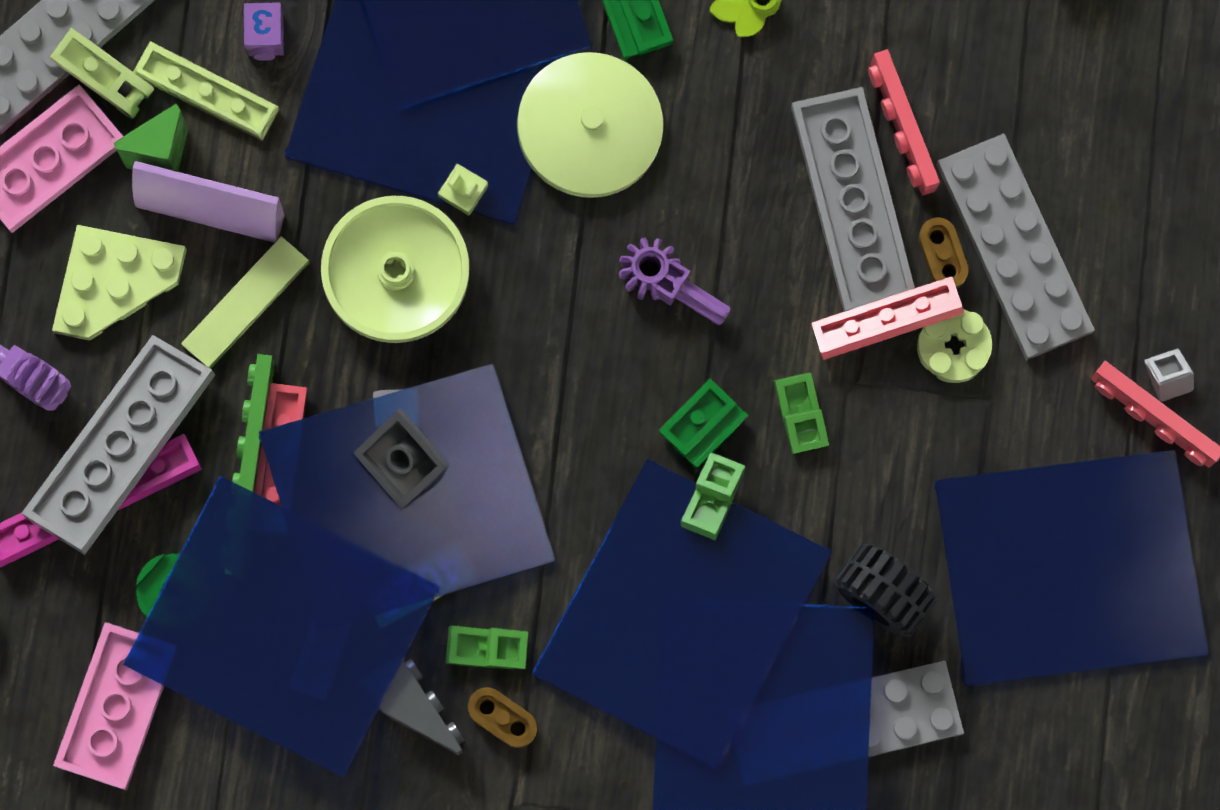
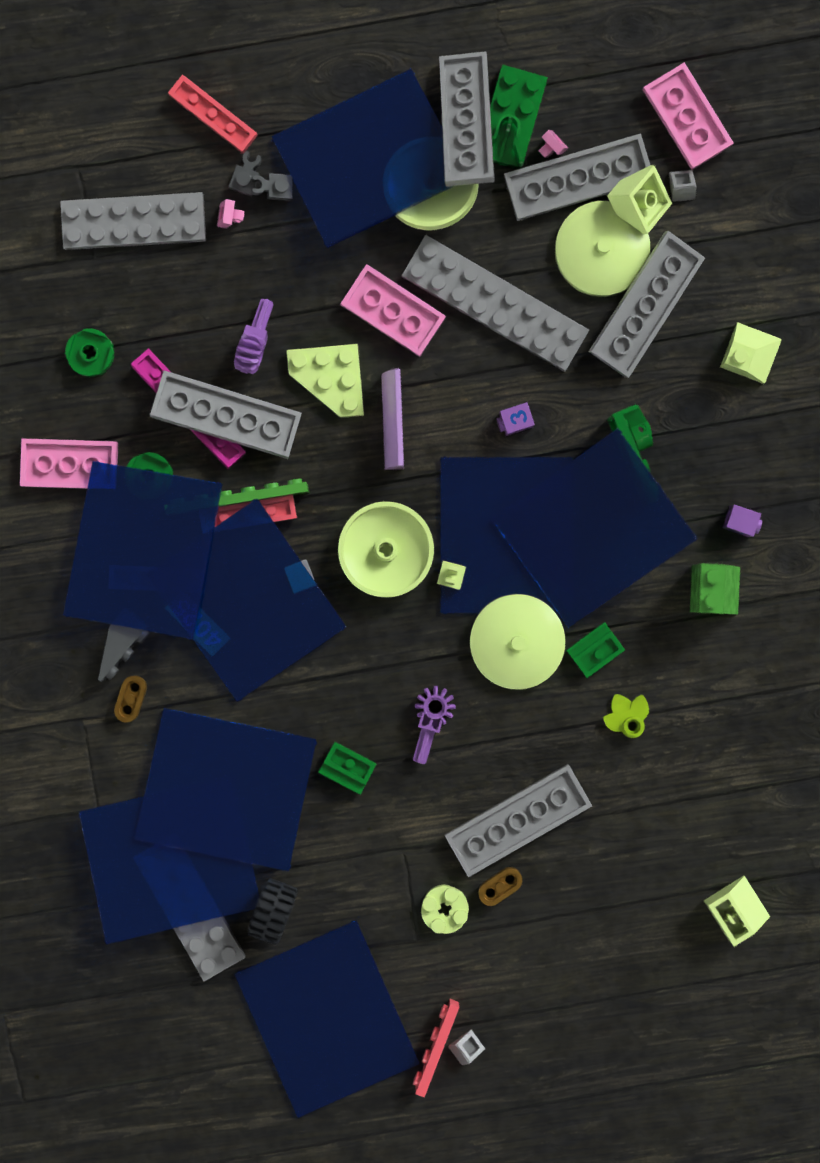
camera: 80 degrees right, 10 degrees up
(100, 72) = (457, 326): yellowish green plate -> none
(156, 142) = (419, 378): bright green slope -> none
(206, 91) = (467, 395): yellowish green tile -> none
(245, 303) = (340, 462): yellowish green tile -> none
(401, 459) = (265, 590): dark grey slope -> none
(487, 647) = (171, 676): bright green slope -> none
(713, 496) = (302, 787): bright green slope -> none
(801, 413) = (373, 826): bright green slope -> none
(888, 318) = (447, 864): plate -> none
(908, 136) = (570, 843): coral plate -> none
(1015, 247) = (519, 929): light grey plate -> none

